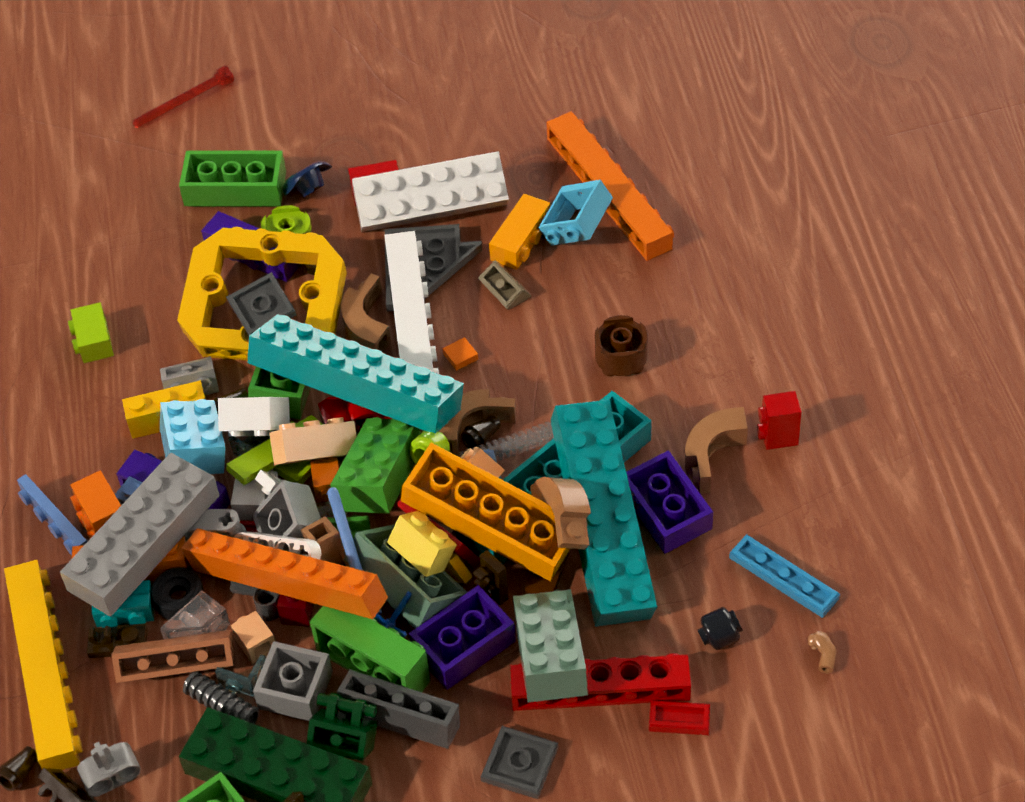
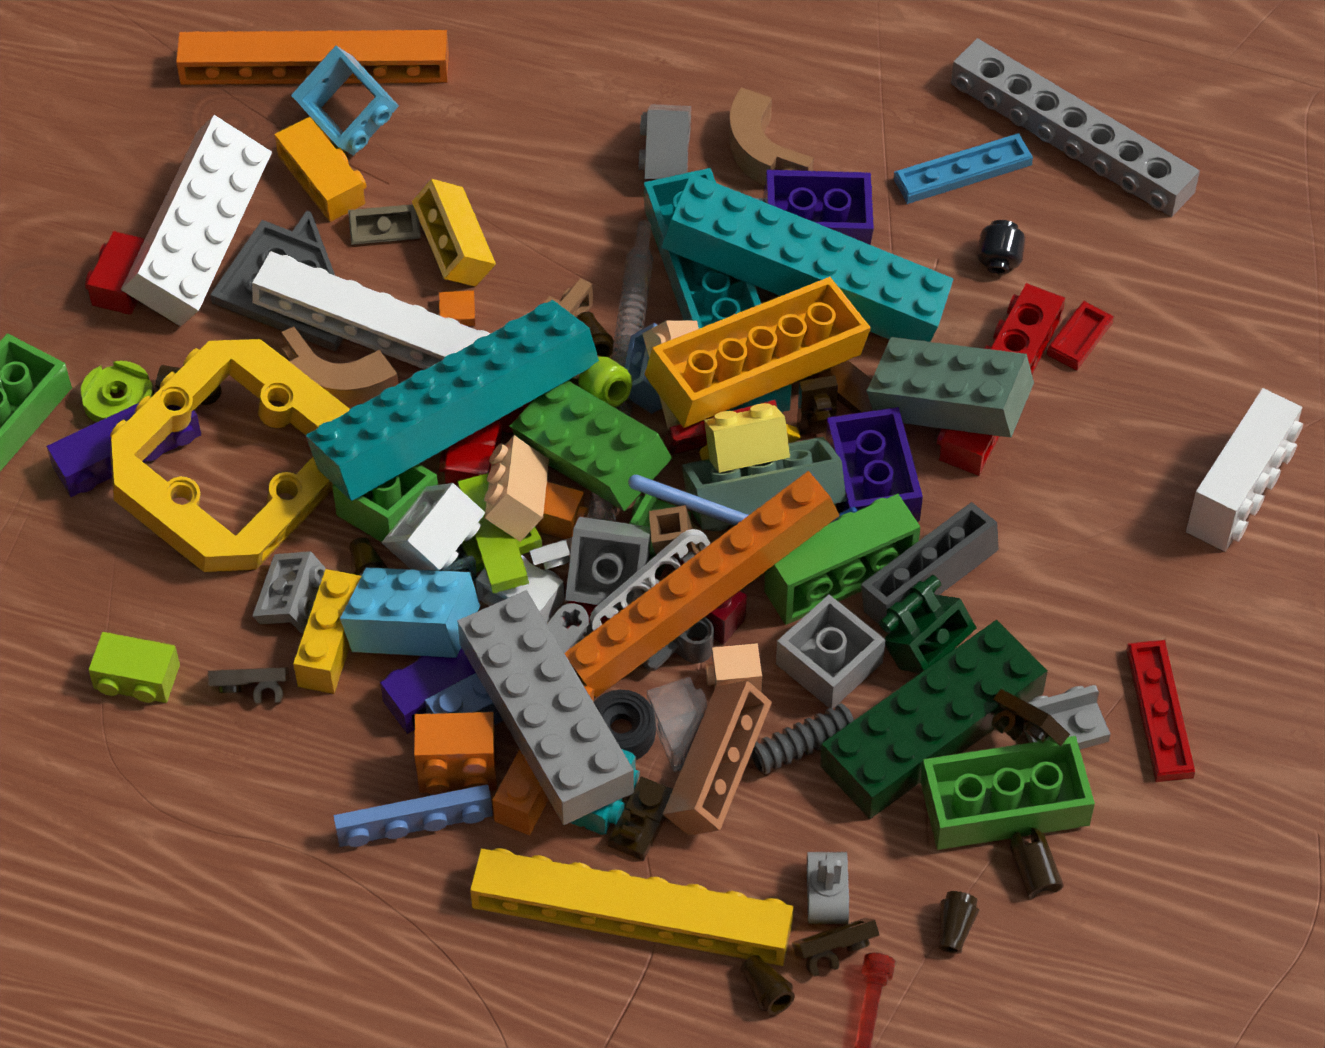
camera: 65 degrees left, 5 degrees up
(110, 383) = (232, 680): none -> dark brown plate
(238, 683) = (793, 709): clear light blue bracket -> none
(260, 303) = (261, 455): dark grey tile -> none
(307, 179) = (61, 332): dark blue hat -> none
(511, 319) = (453, 232): none -> yellow brick
(519, 762) = (1050, 495): dark grey tile -> none
(569, 508) = (803, 269): medium nougat arch -> none
(621, 346) = (571, 153): reddish brown brick -> none
(667, 386) = (666, 140): none -> light grey brick
(779, 420) = (781, 65): red brick -> none
(827, 649) = (1079, 177): medium nougat arm -> none
(864, 715) = (1075, 127): none -> light grey brick

